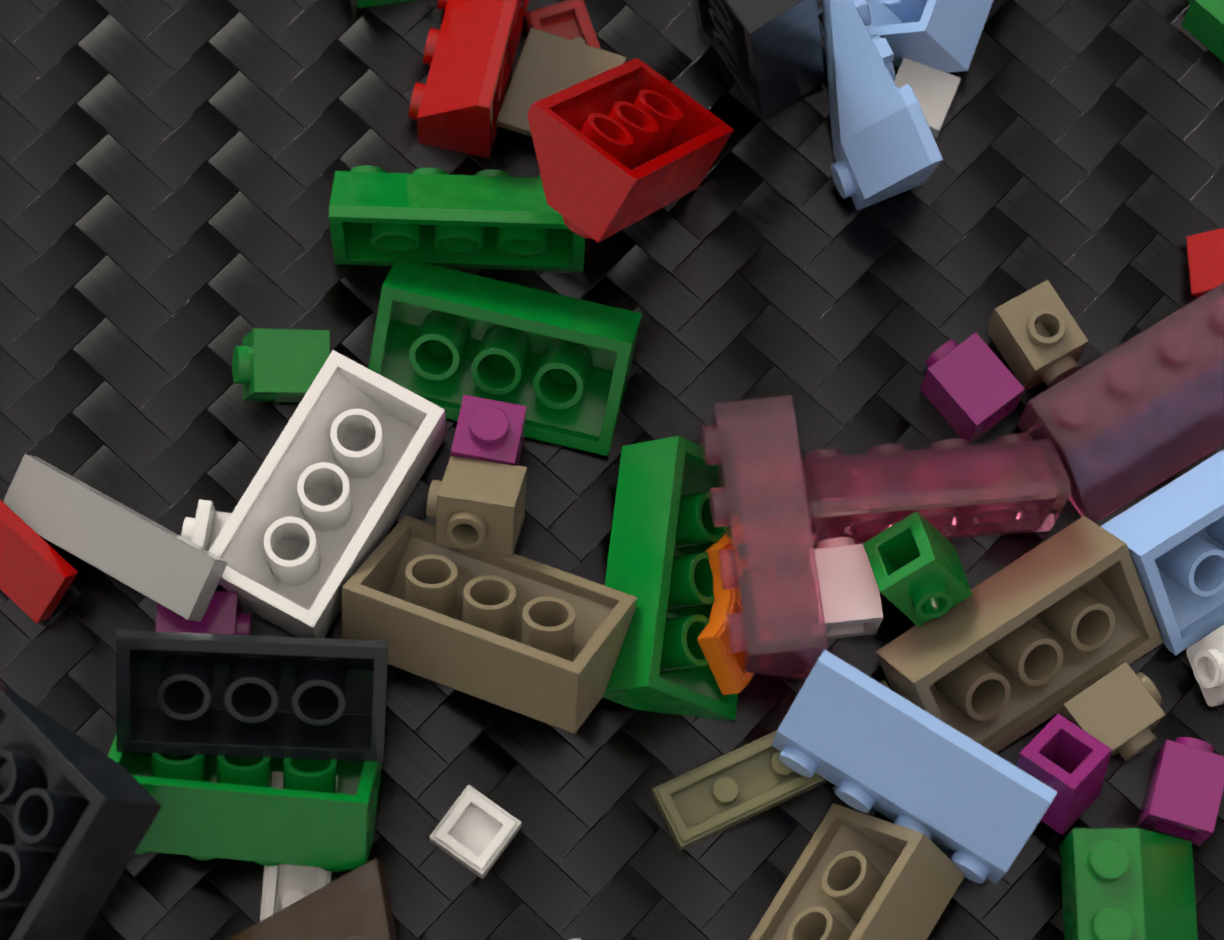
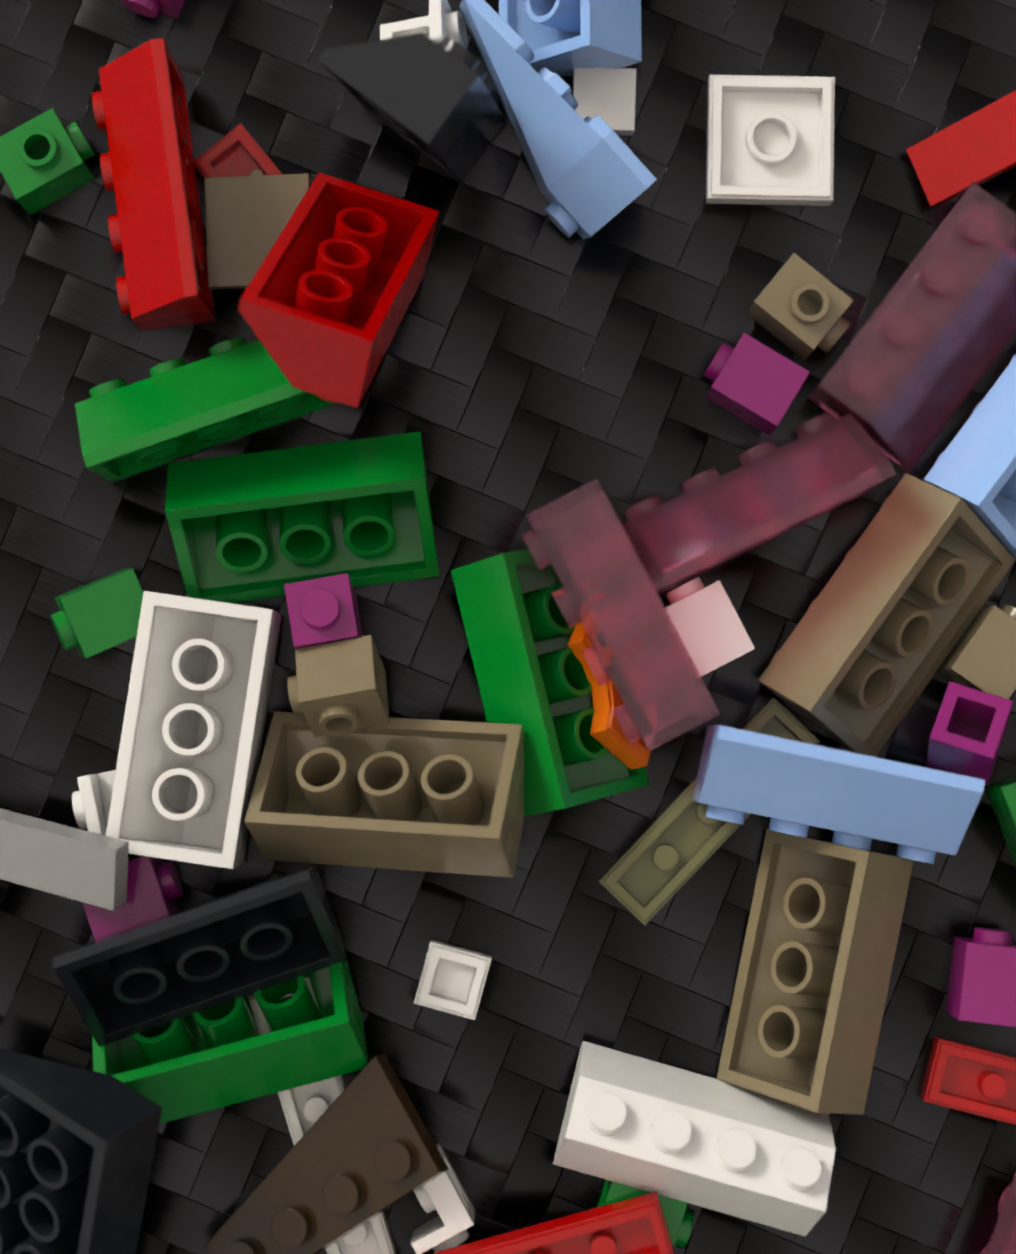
camera: 10 degrees left, 15 degrees up
(917, 569) = (773, 594): green brick -> none
(1062, 185) = (770, 140): none -> white tile

